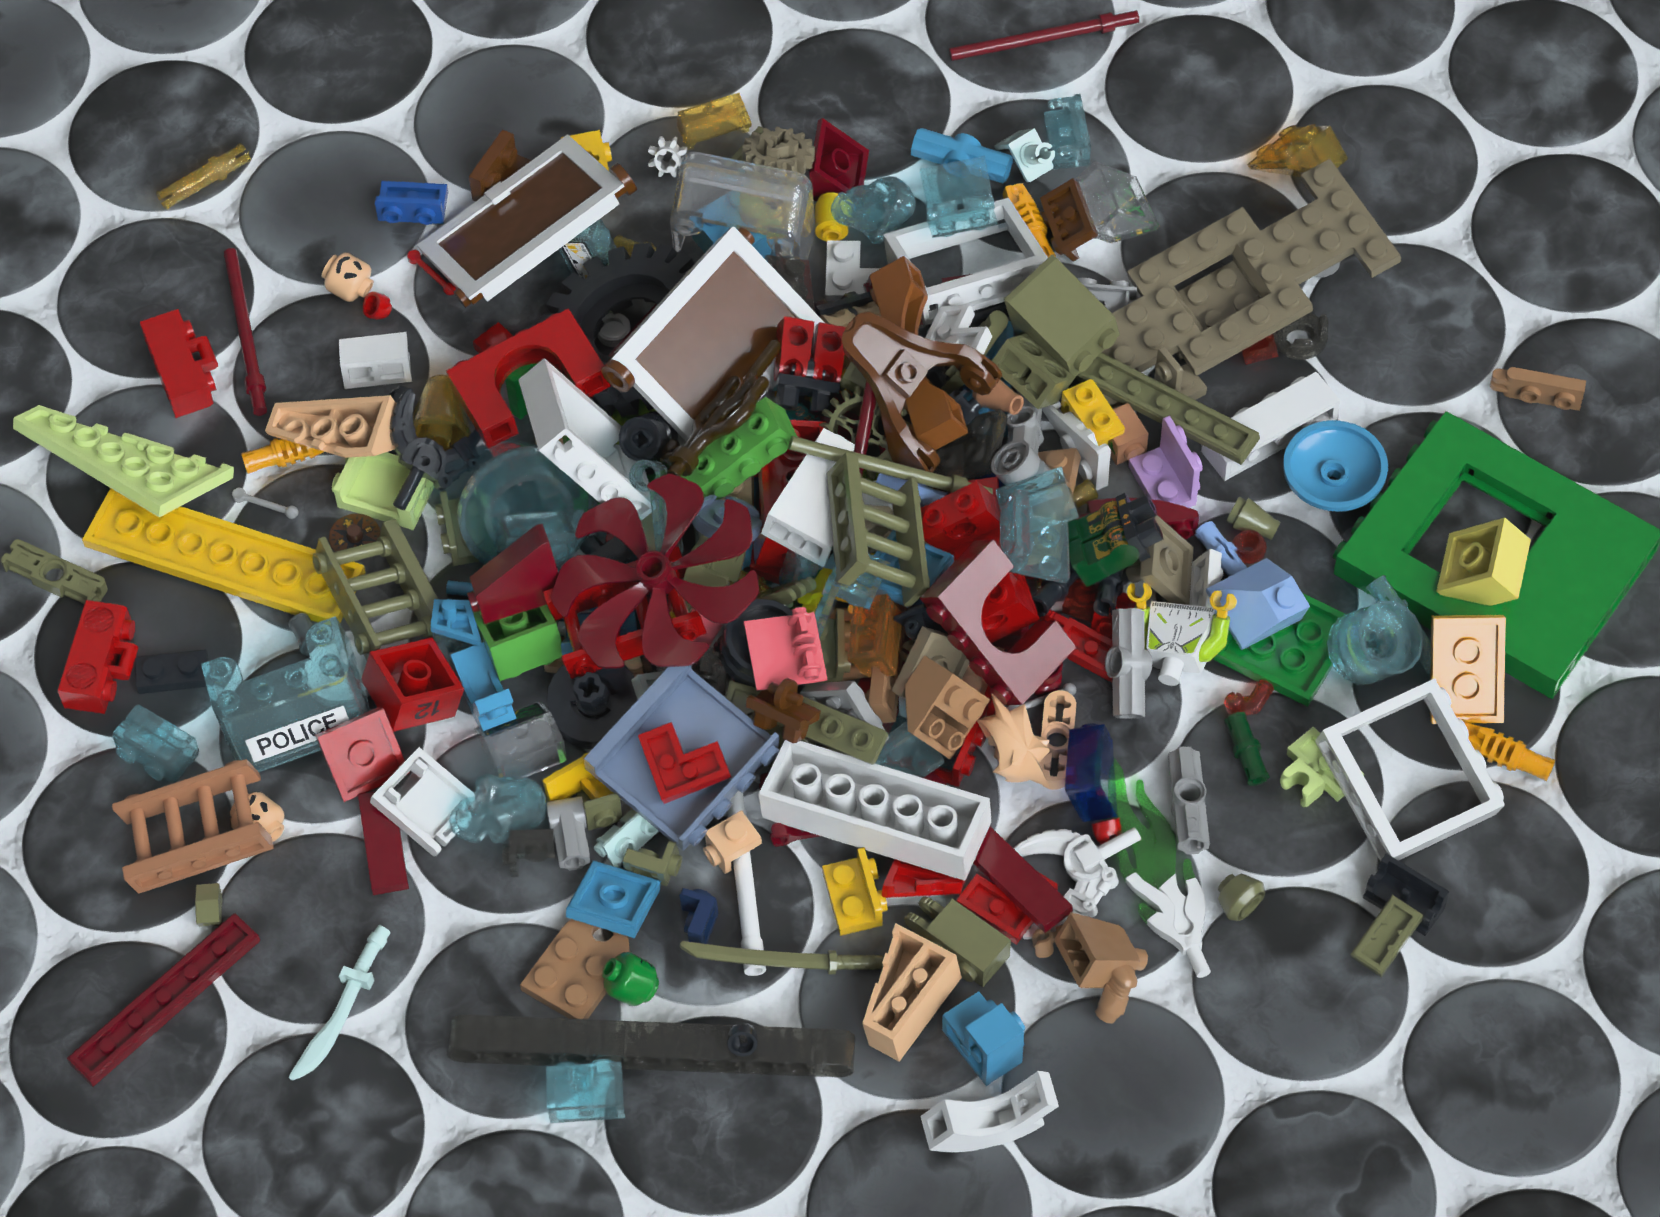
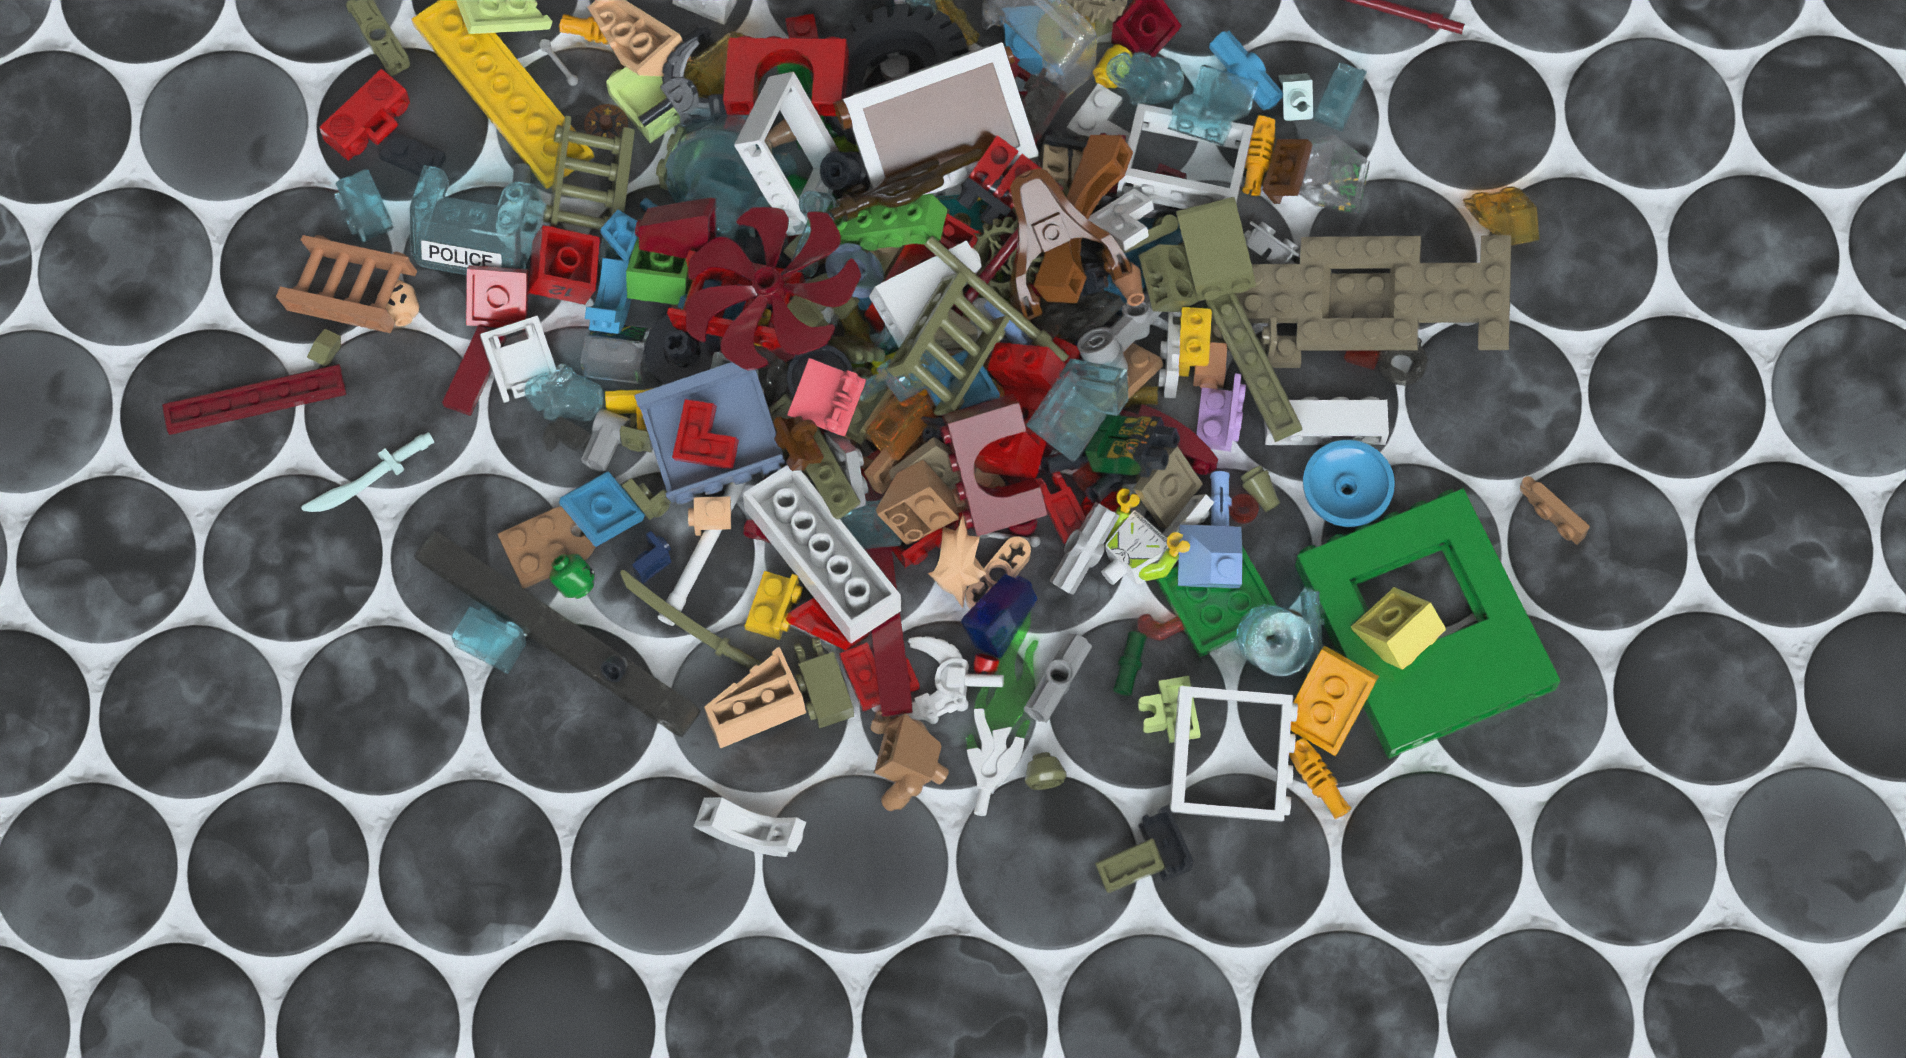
camera: 30 degrees right, 10 degrees up
(632, 835) = (638, 468): light aqua hinge -> none
(985, 1036) = (788, 768): dark azure brick -> none

